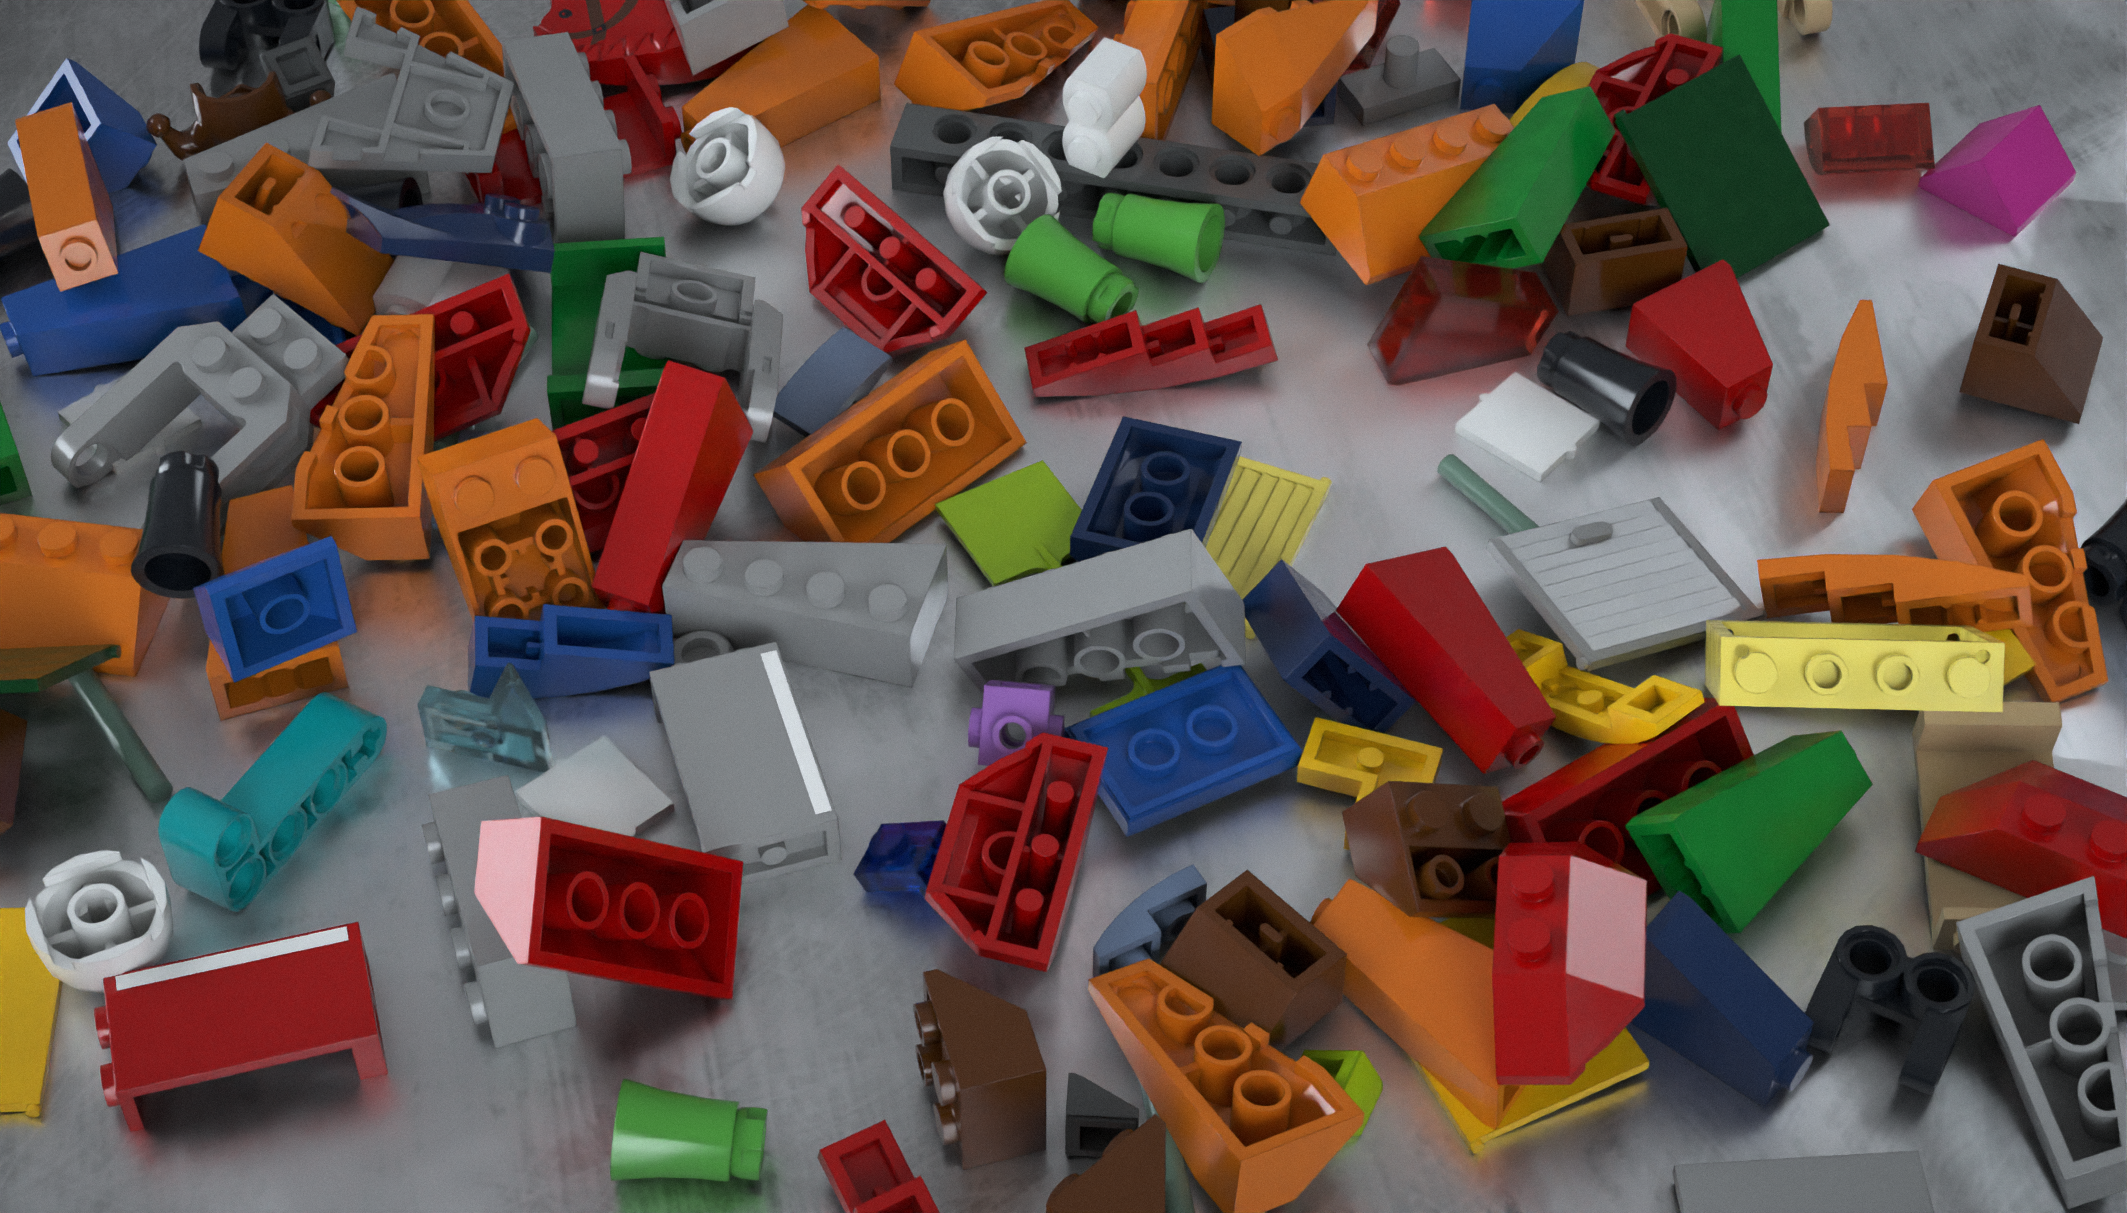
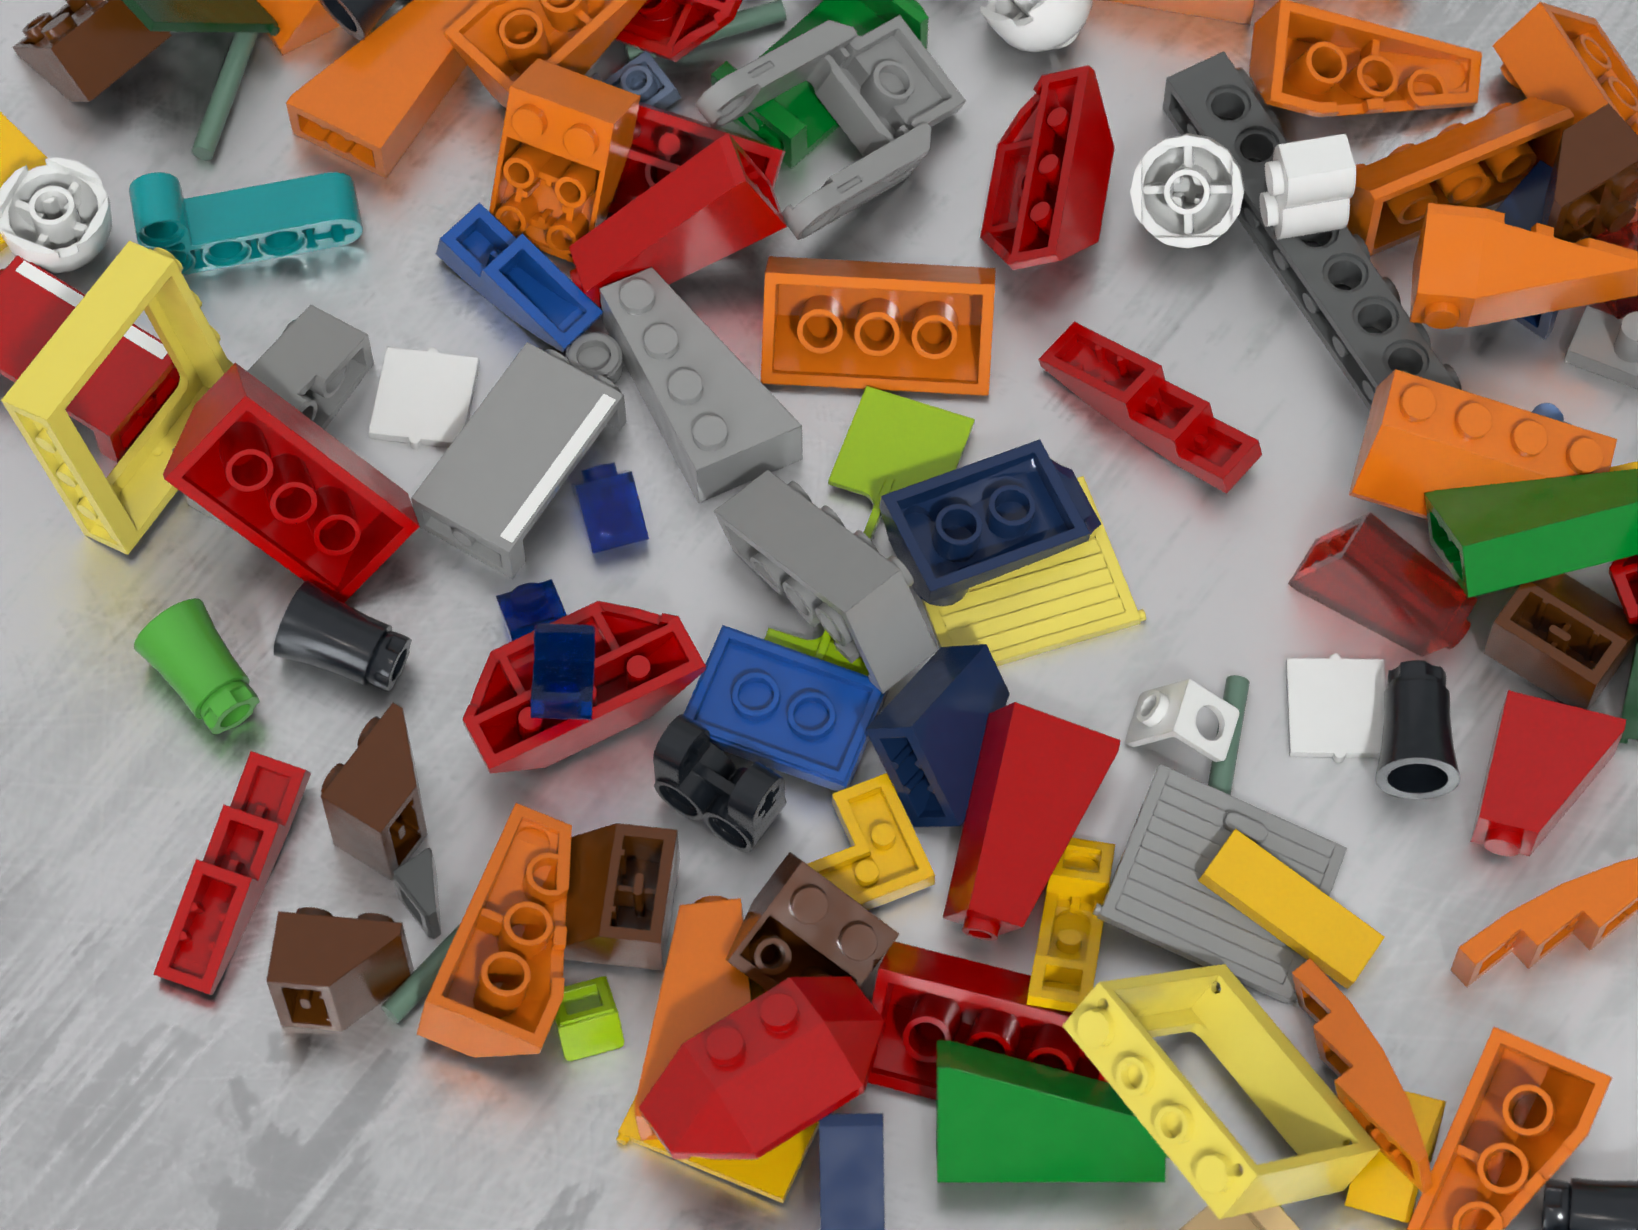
camera: 50 degrees right, 15 degrees up
(277, 608) = (343, 89): blue slope -> none
(383, 962) = (134, 493): none -> light yellow piece
(495, 728) = (423, 292): clear light blue slope -> none
(777, 1008) = (340, 639): none -> black plant
(830, 381) = (911, 229): sand blue slope -> none
(860, 735) = (609, 507): none -> clear blue bracket
(1012, 702) = (700, 590): medium lavender brick -> none
(1022, 834) = (563, 671): none -> clear blue bracket
(1068, 273) = (1167, 293): bright green plant -> none
(1150, 921) = (590, 802): sand blue slope -> none
(1162, 232) = (1276, 322): bright green plant -> none
(1240, 833) = (706, 785): none -> black piece
(1448, 506) = (1173, 712): none -> white bracket
(1684, 553) = (1291, 908): none -> yellow tile

